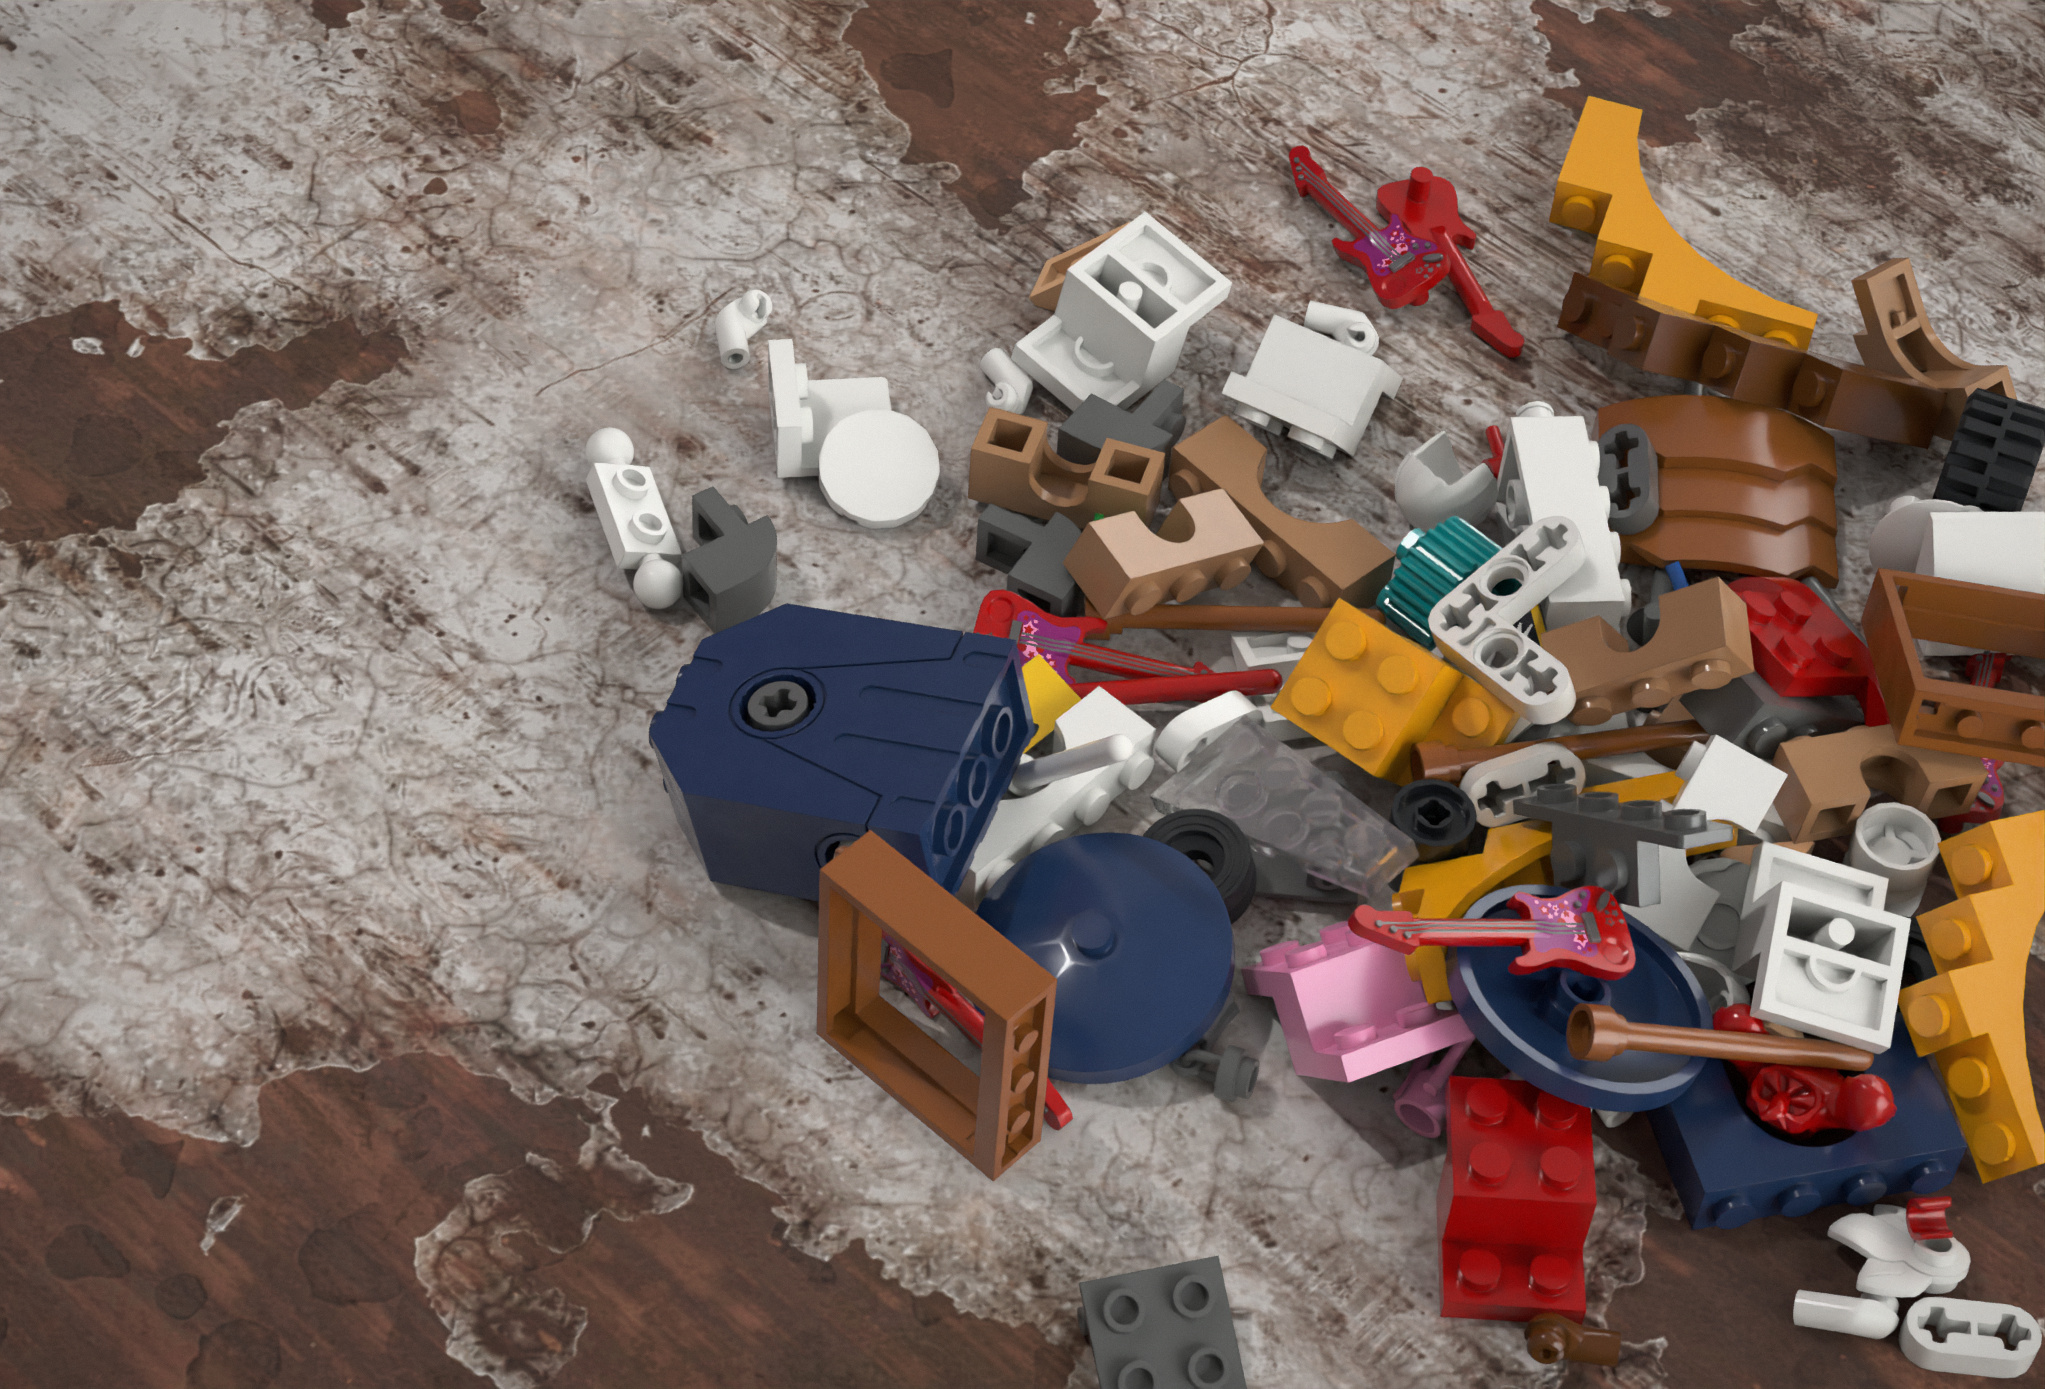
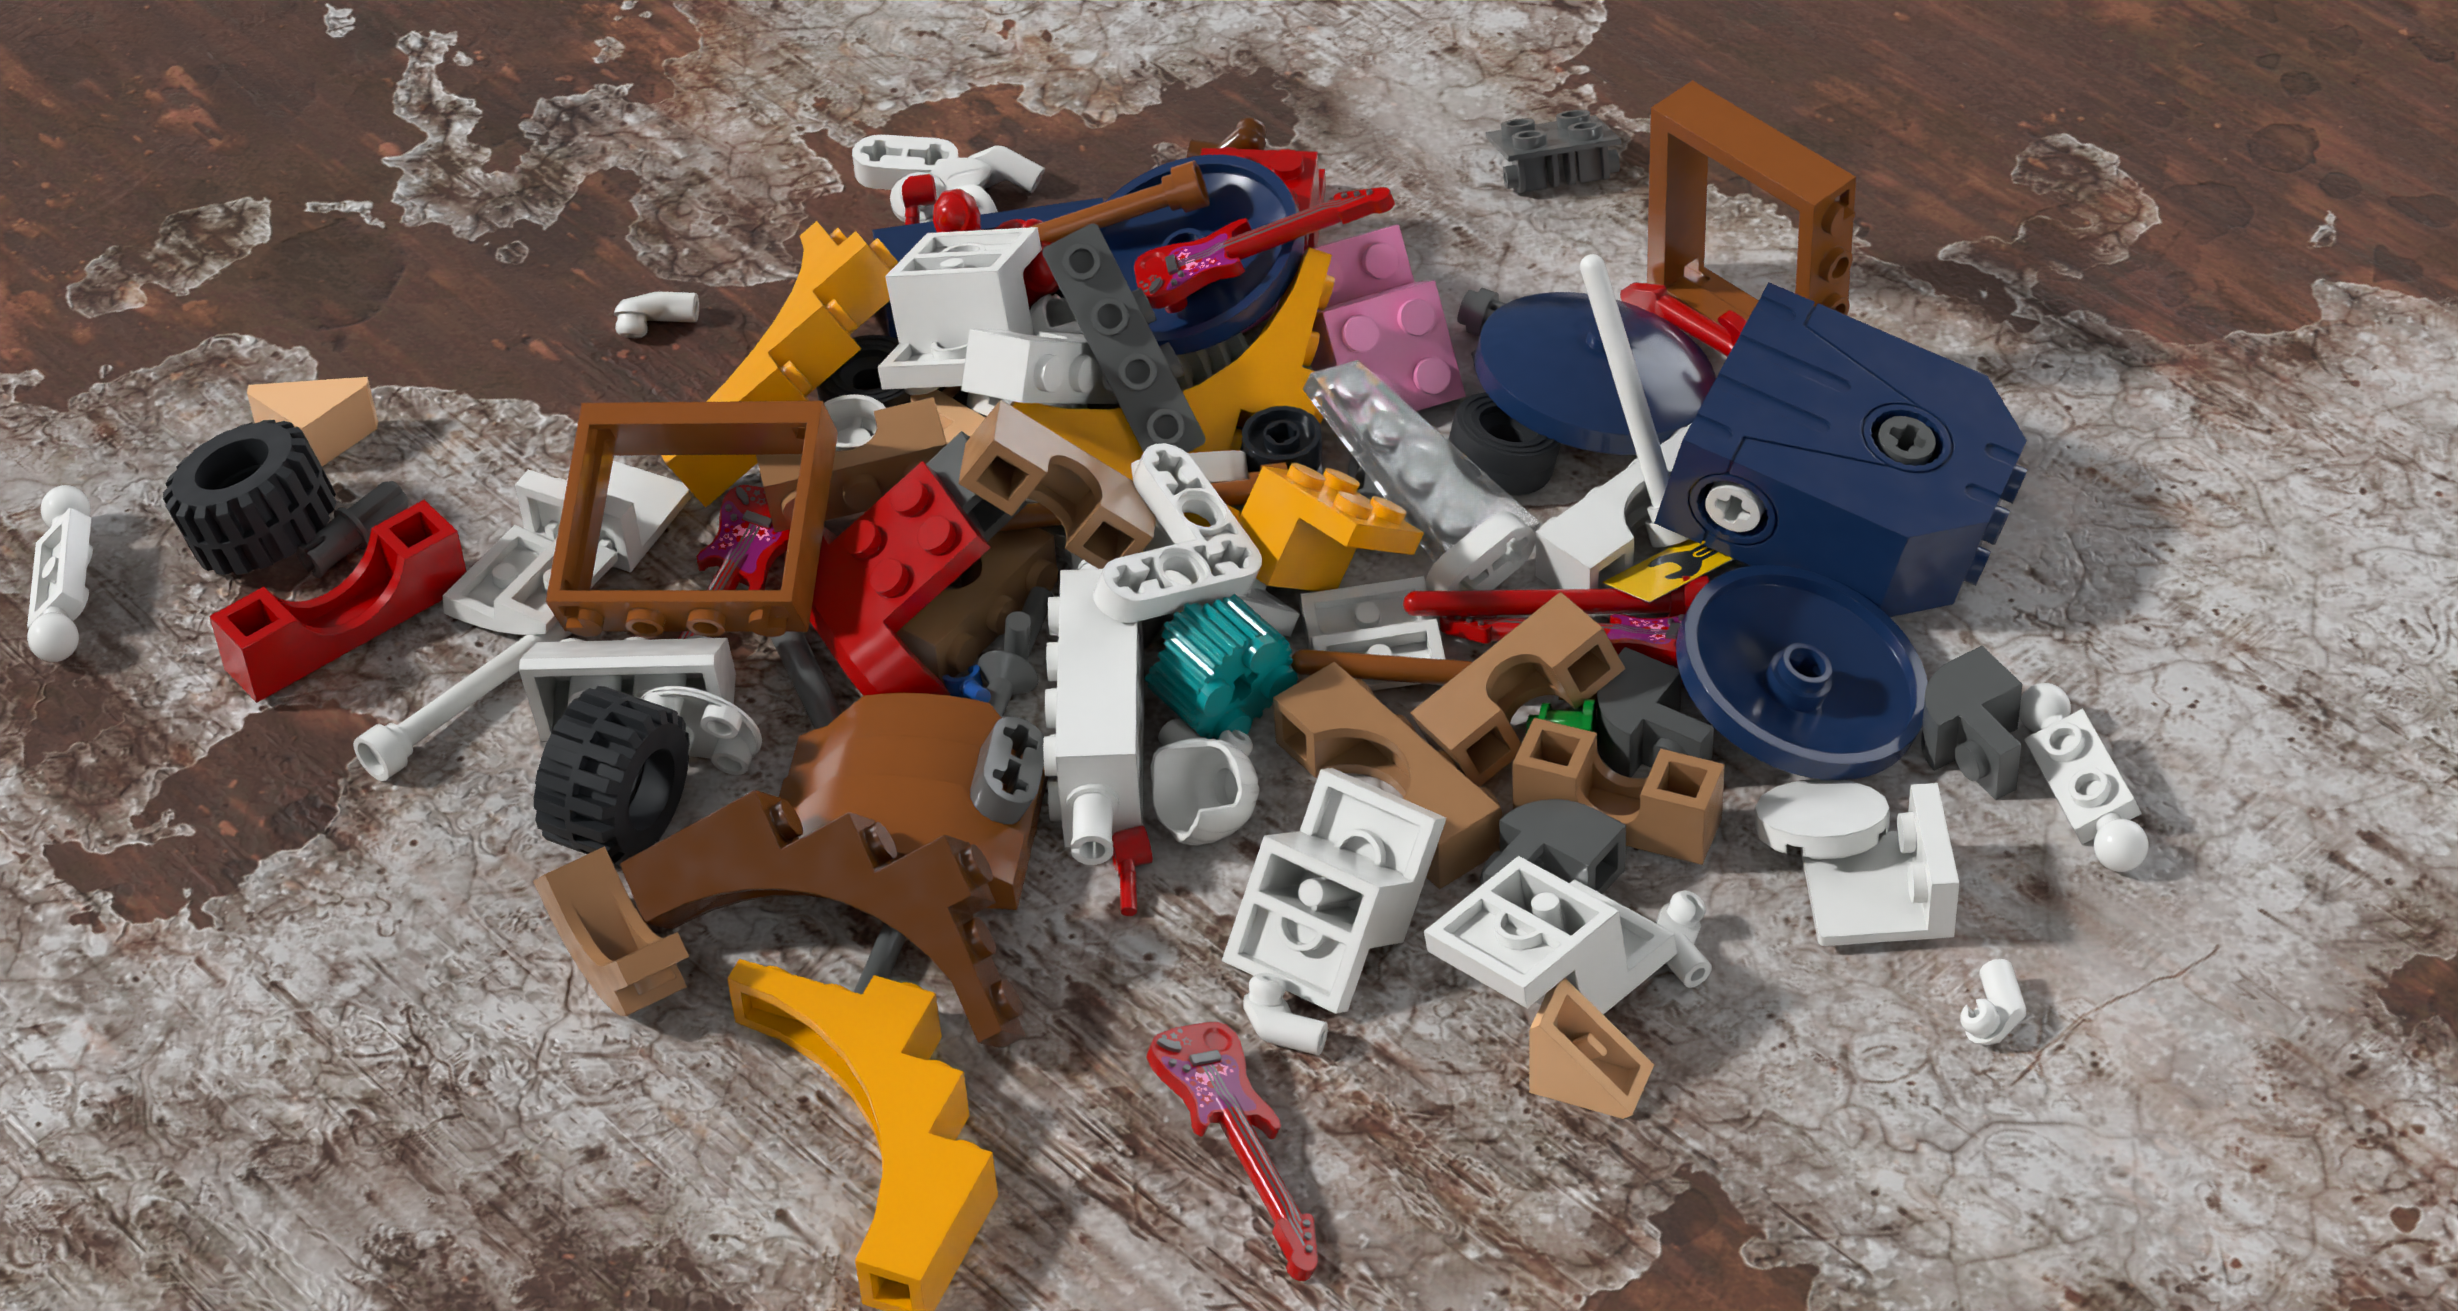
camera: 170 degrees left, 5 degrees down
(902, 557) = (1802, 672): none -> dark blue dish
(1431, 211) = (1154, 1181): red piece -> none

